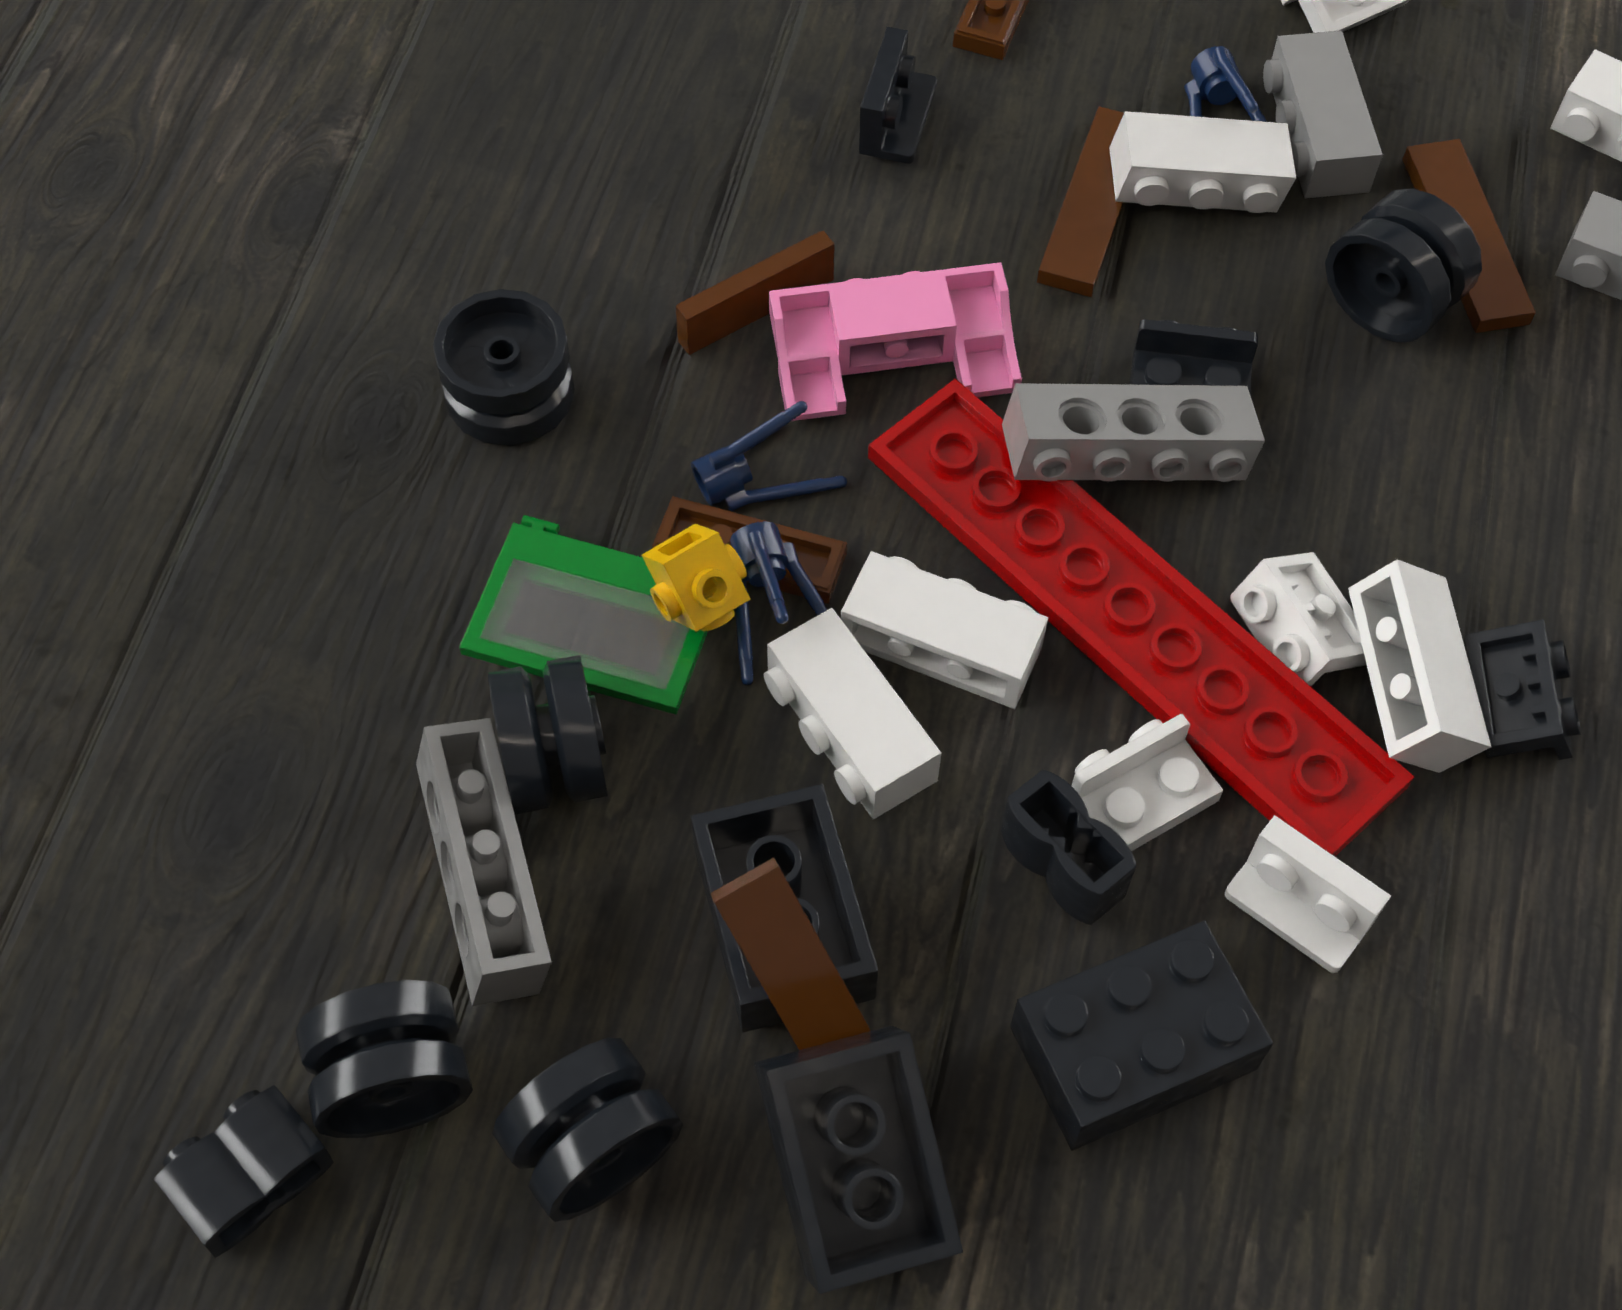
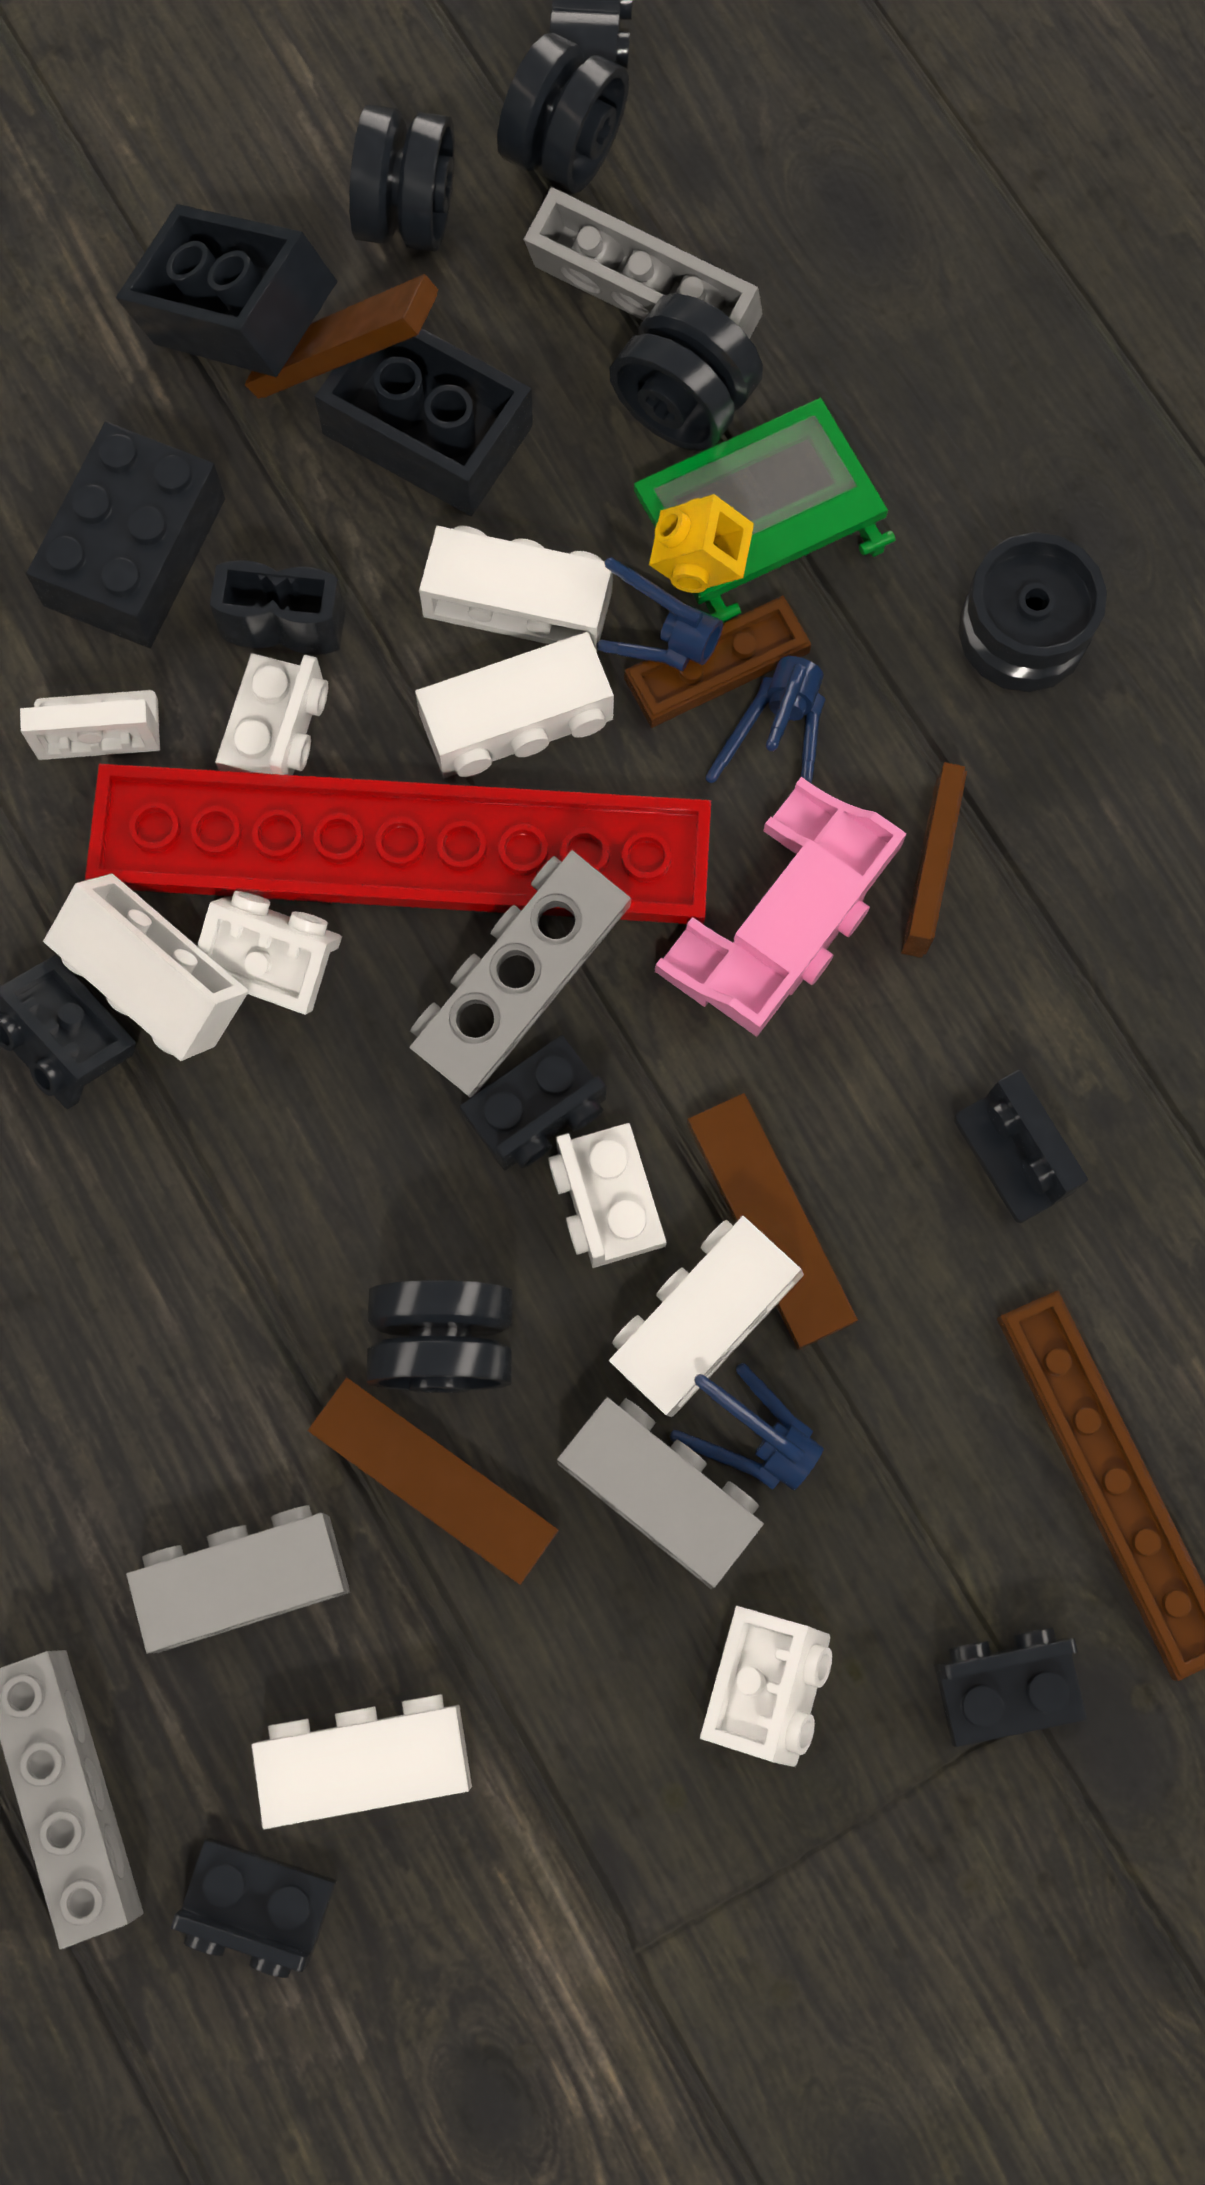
camera: 135 degrees right, 15 degrees up
(1197, 282) = (609, 1195): none -> white bracket

